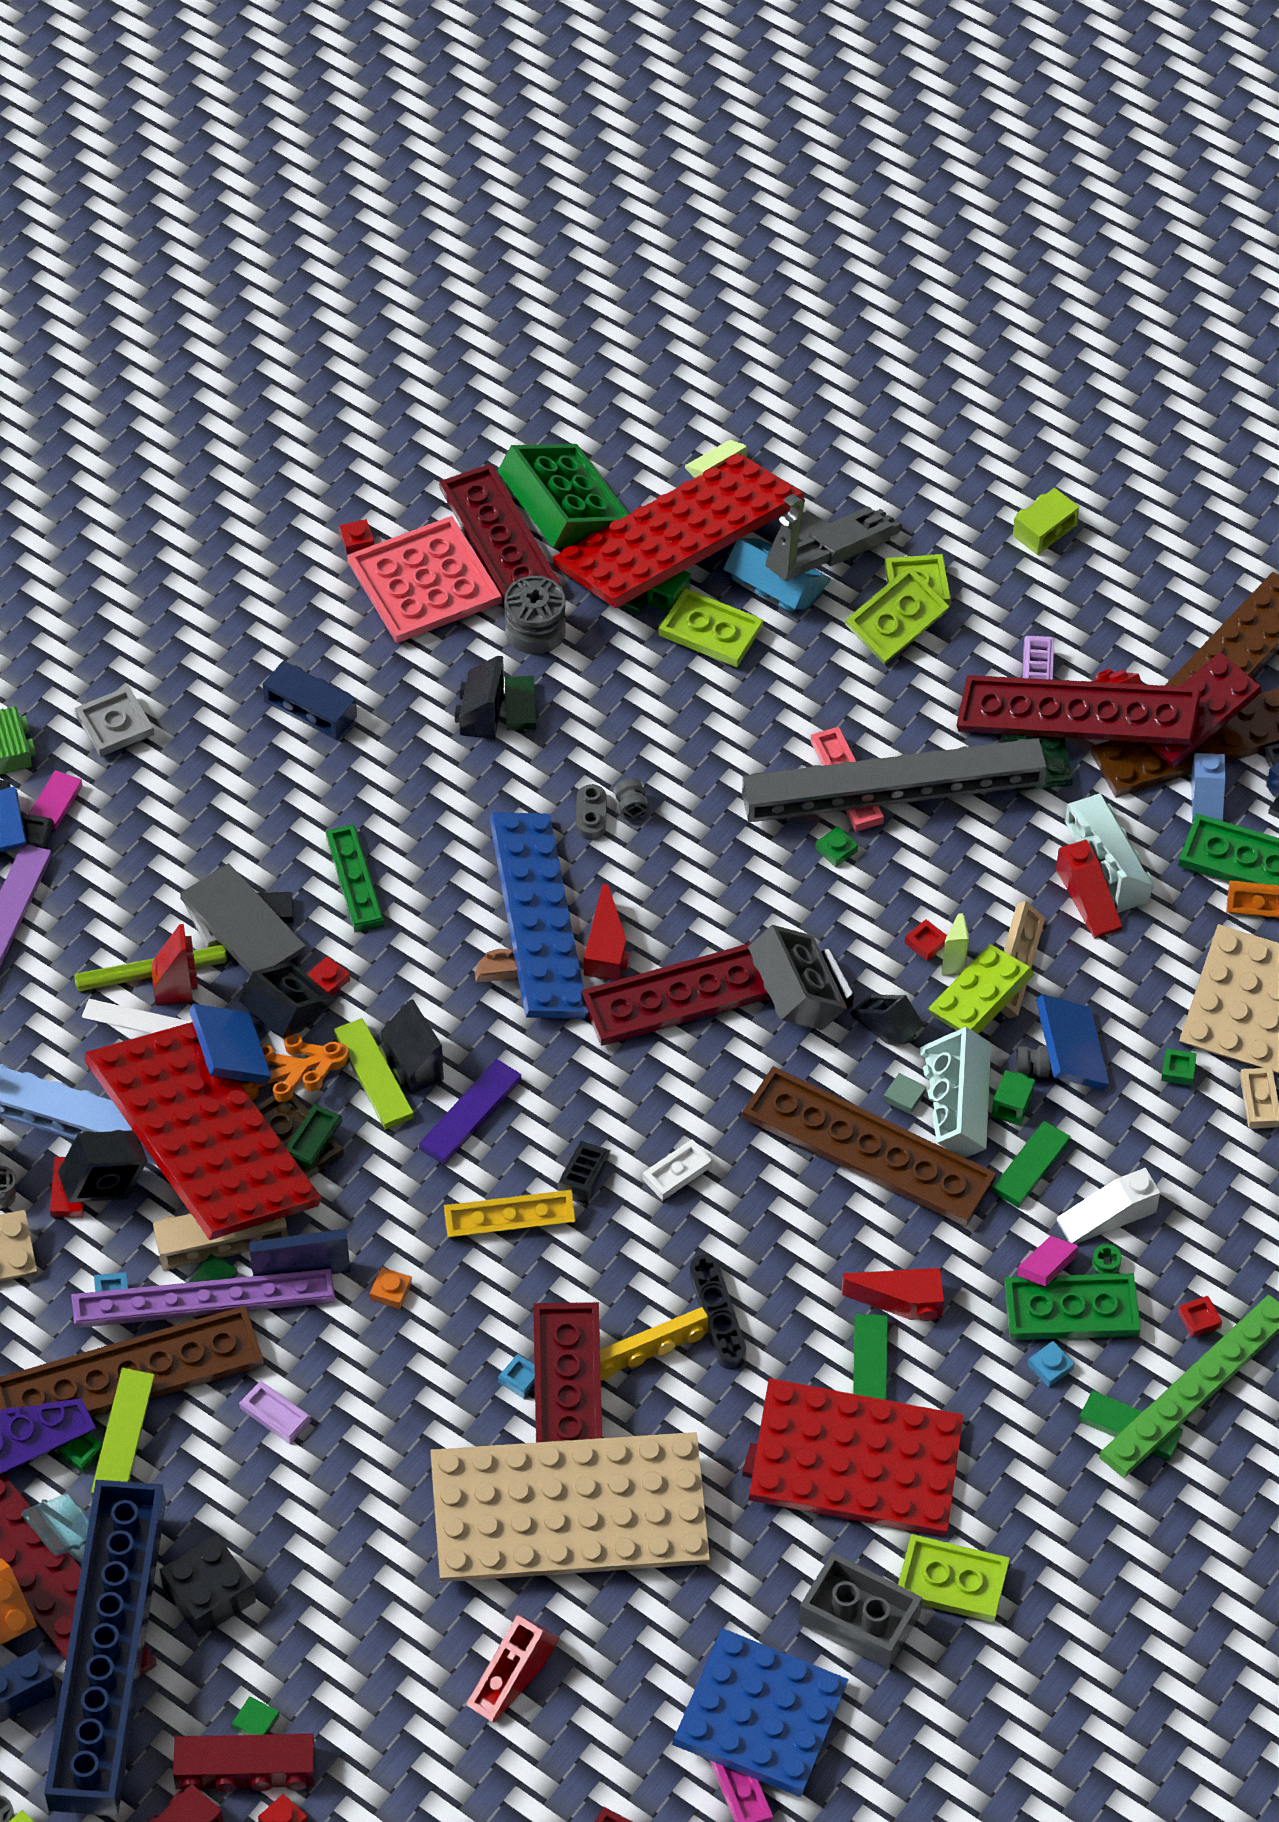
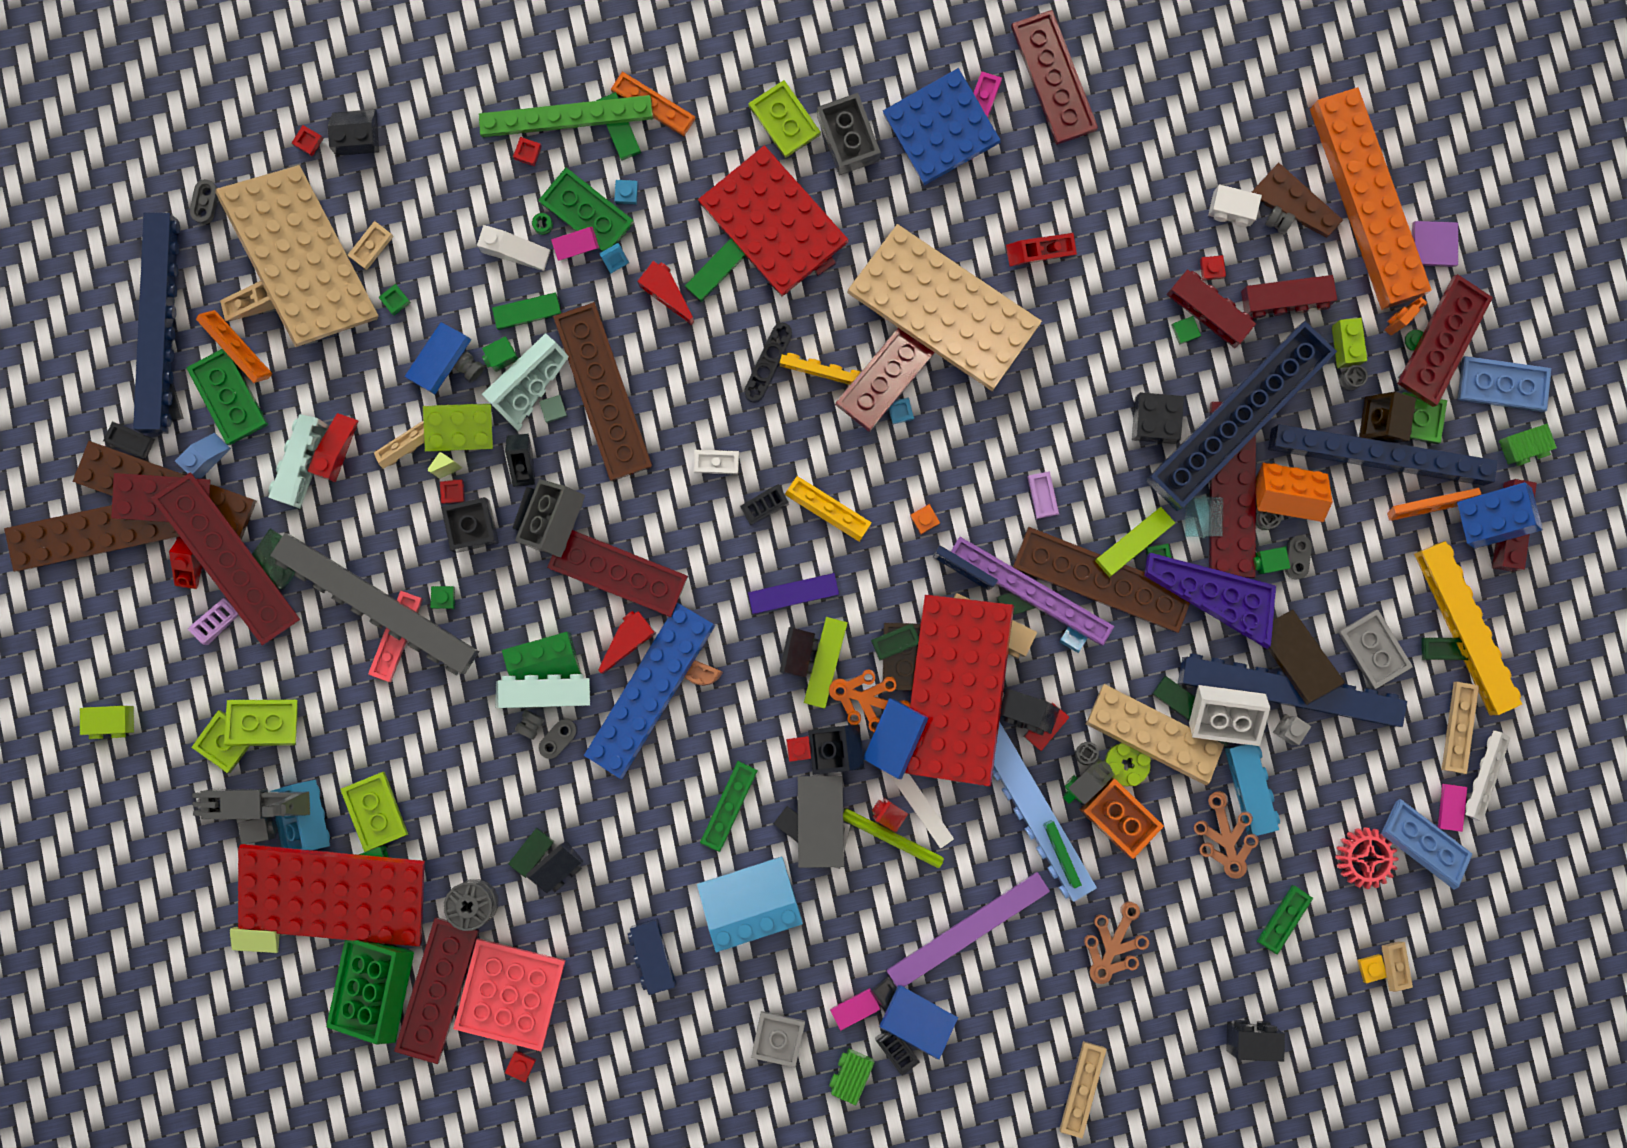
camera: 145 degrees left, 30 degrees up
(249, 807) = (749, 904): none -> dark azure slope
(644, 827) = (542, 692): none -> light aqua wedge
(677, 861) = (543, 657): none -> green slope
(874, 917) = (470, 525): none -> black brick
(991, 1281) = (614, 258): none -> dark azure tile
(1103, 1483) = (663, 109): none -> orange tile

